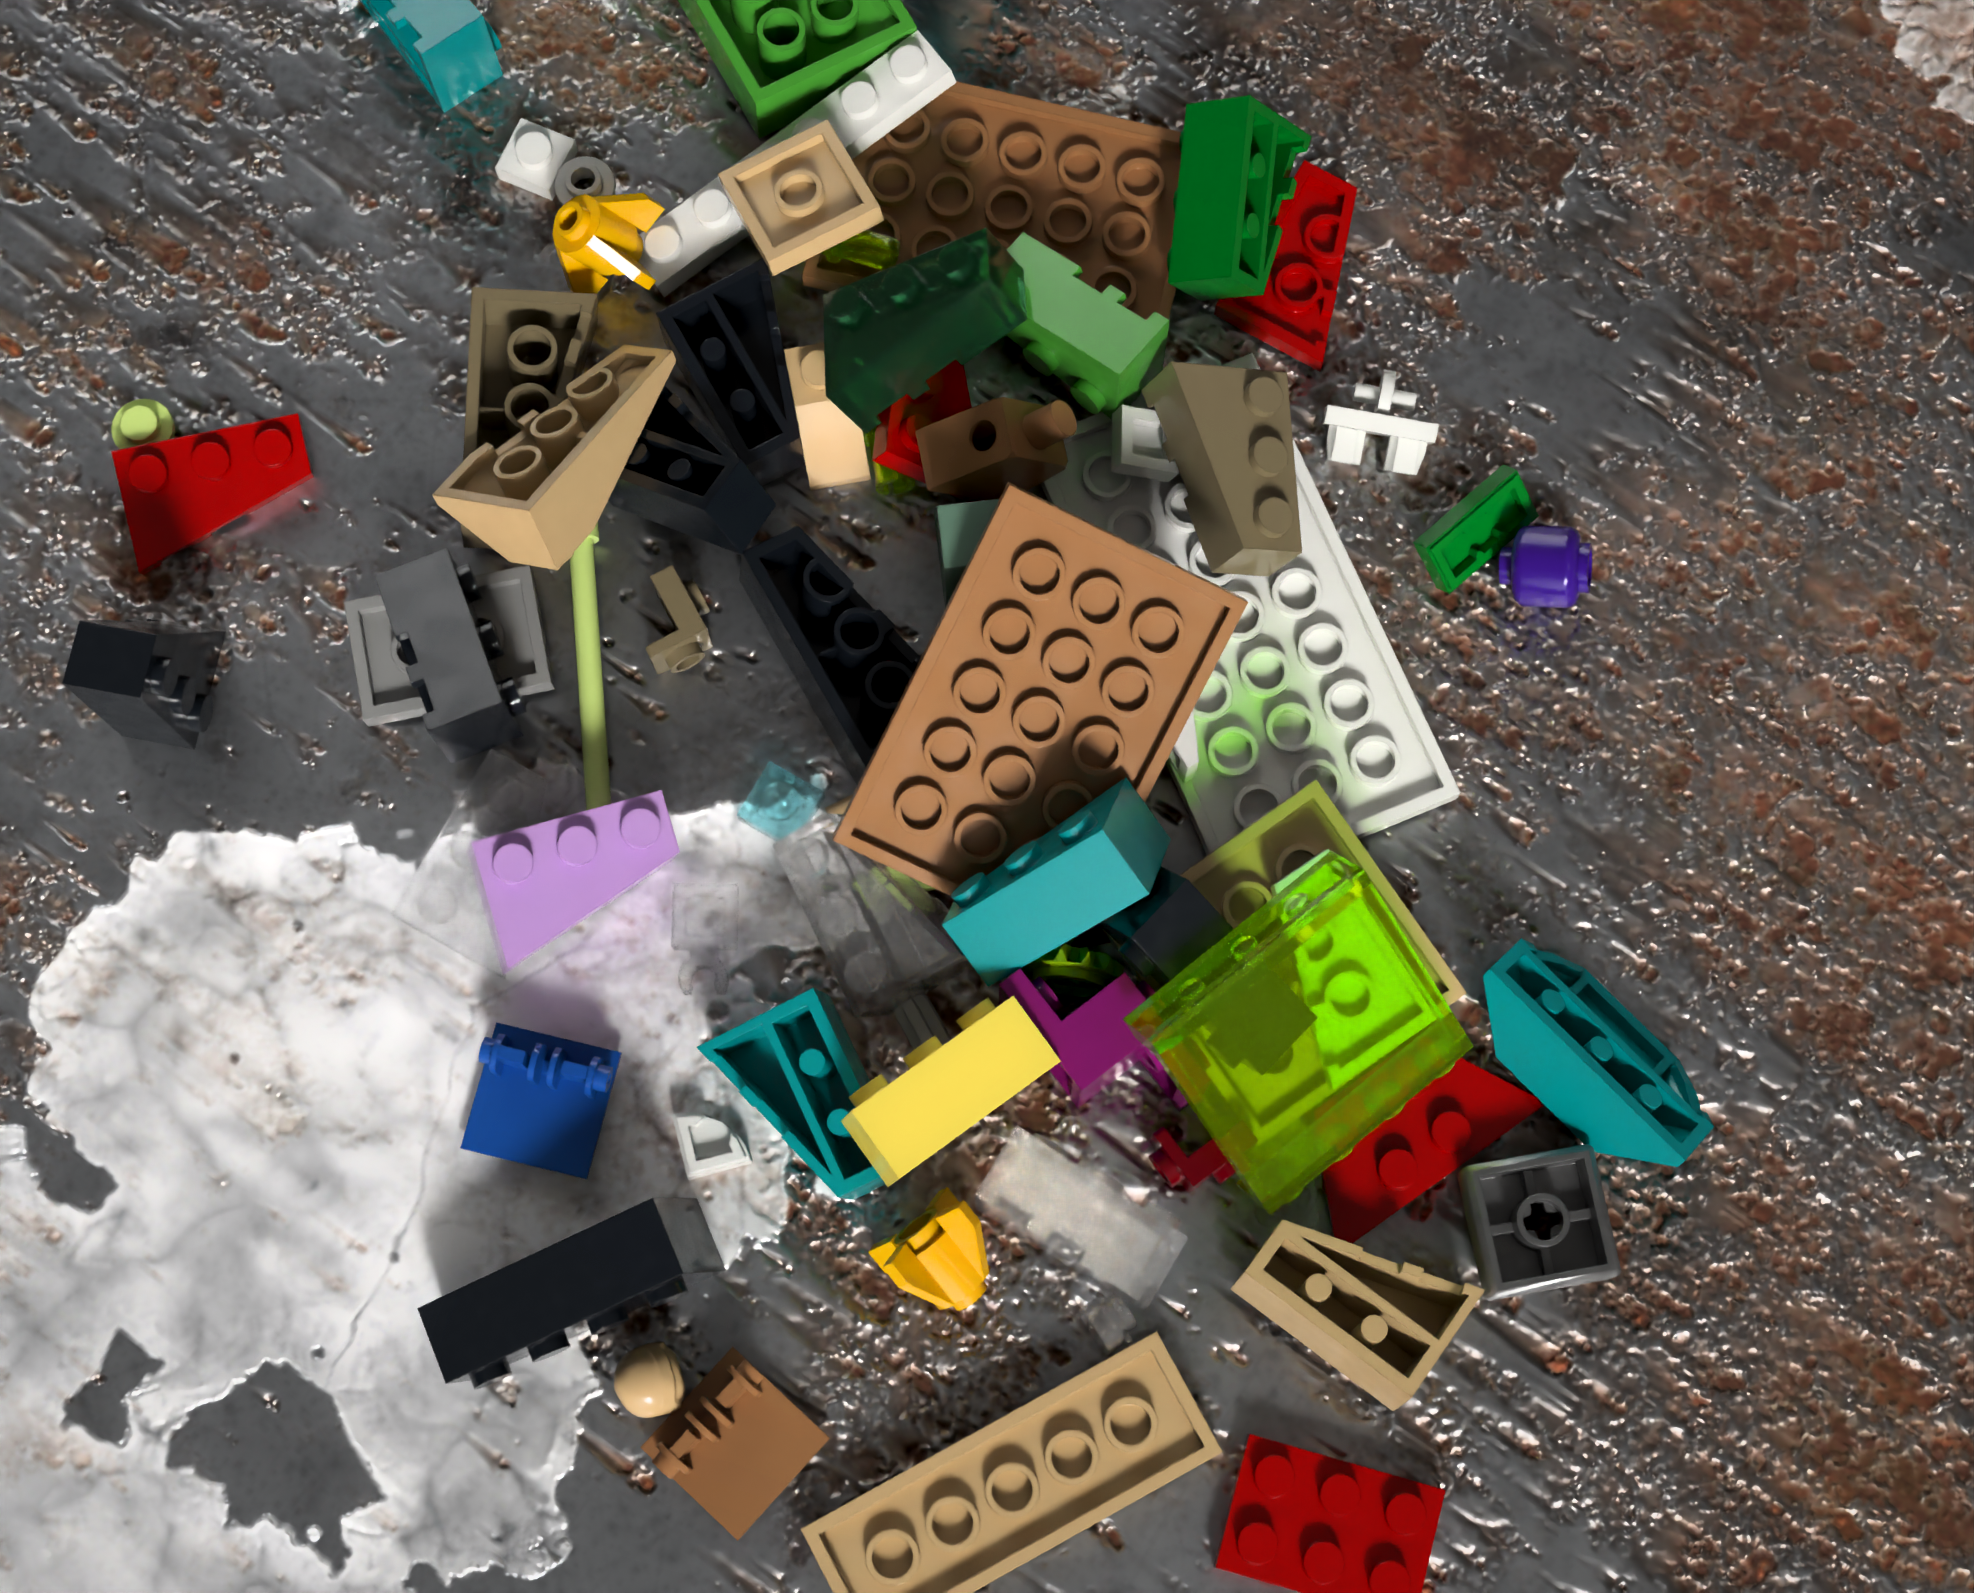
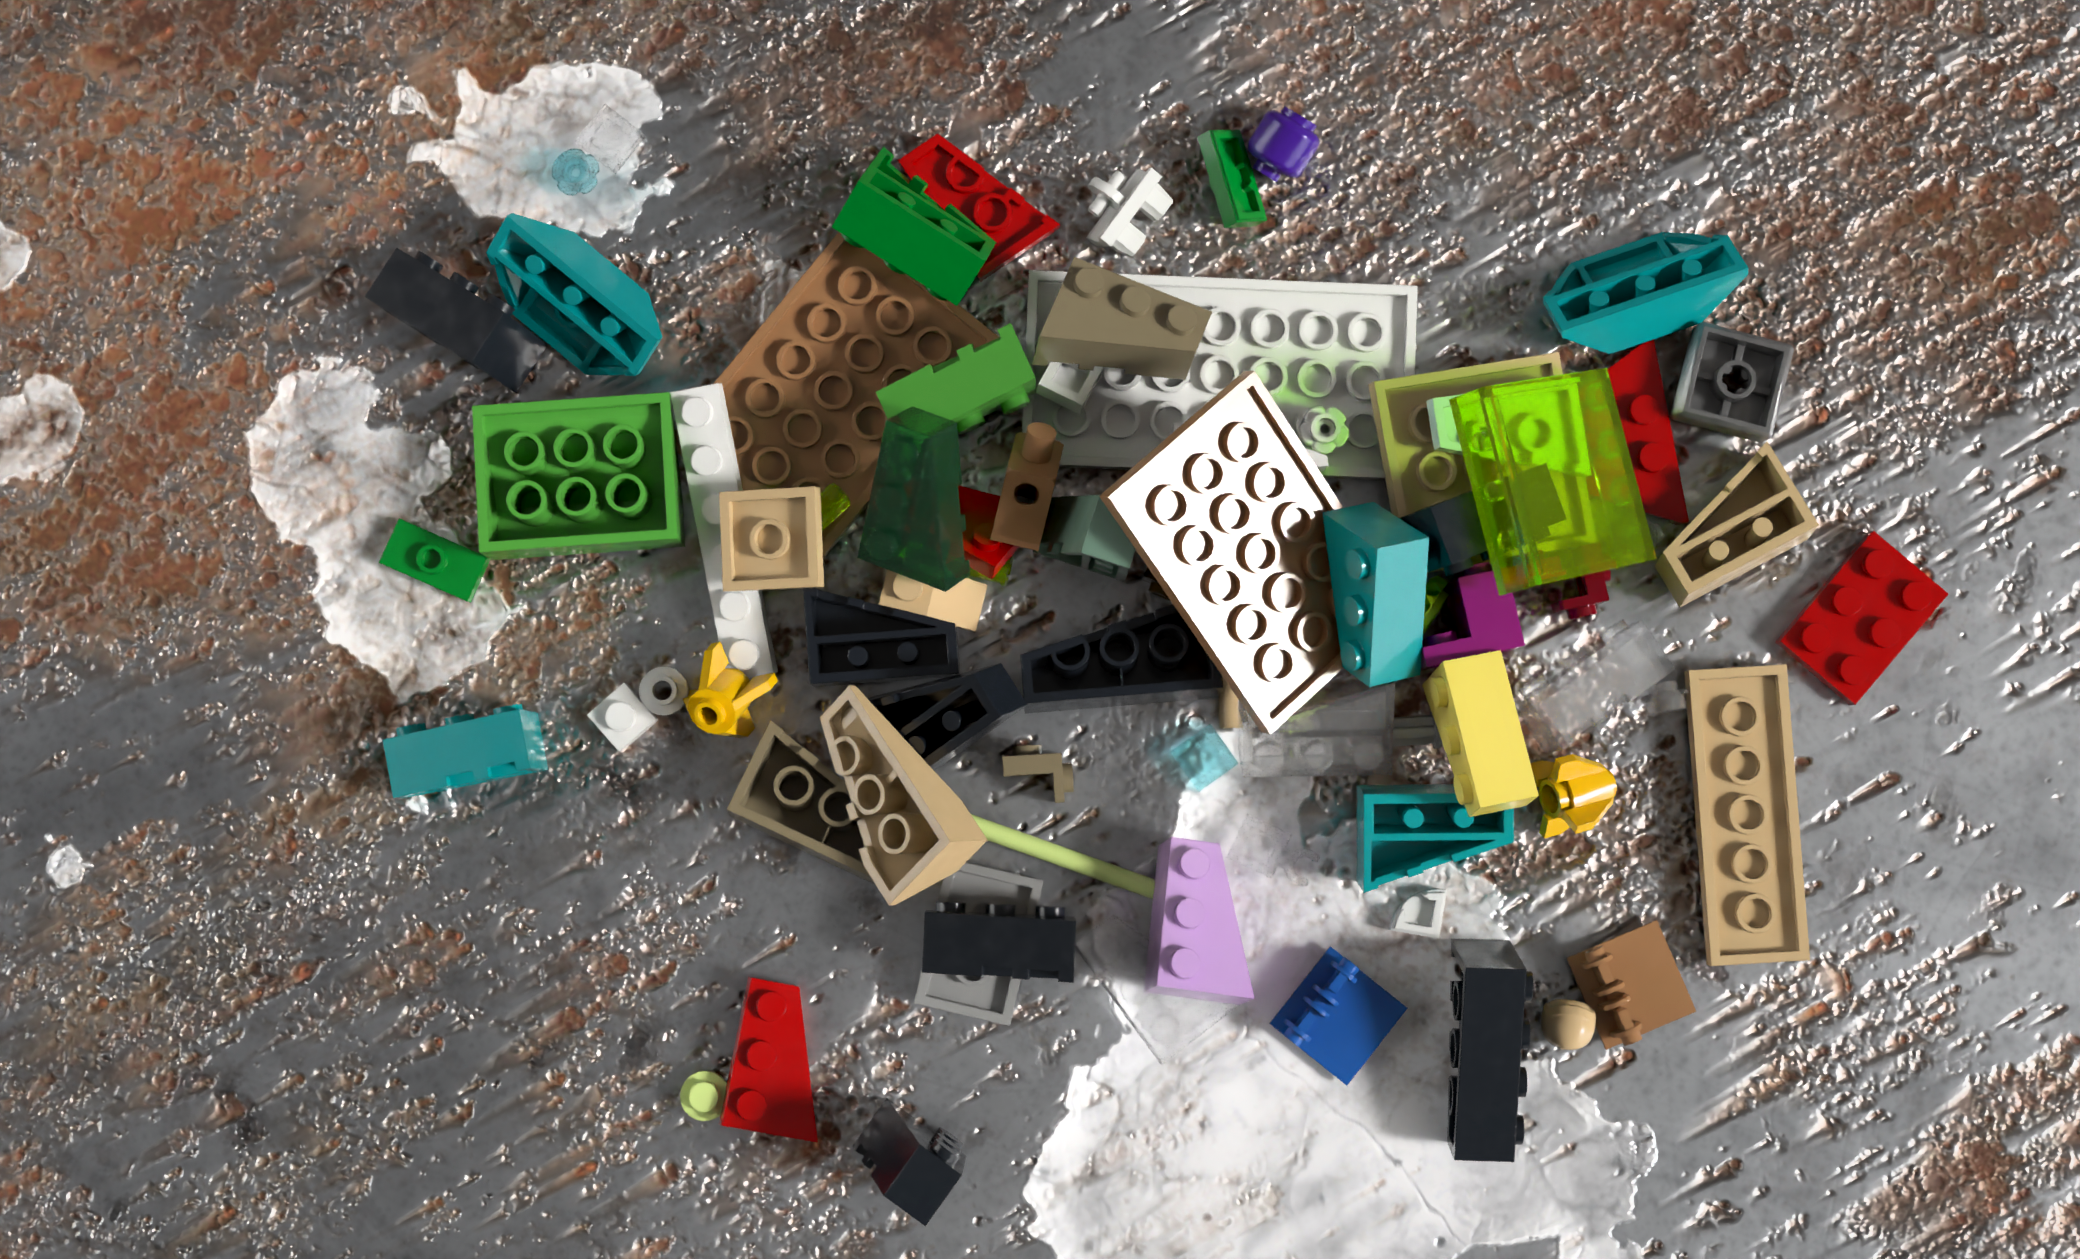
camera: 65 degrees left, 10 degrees up
(1229, 772) = (1311, 432): none -> plate

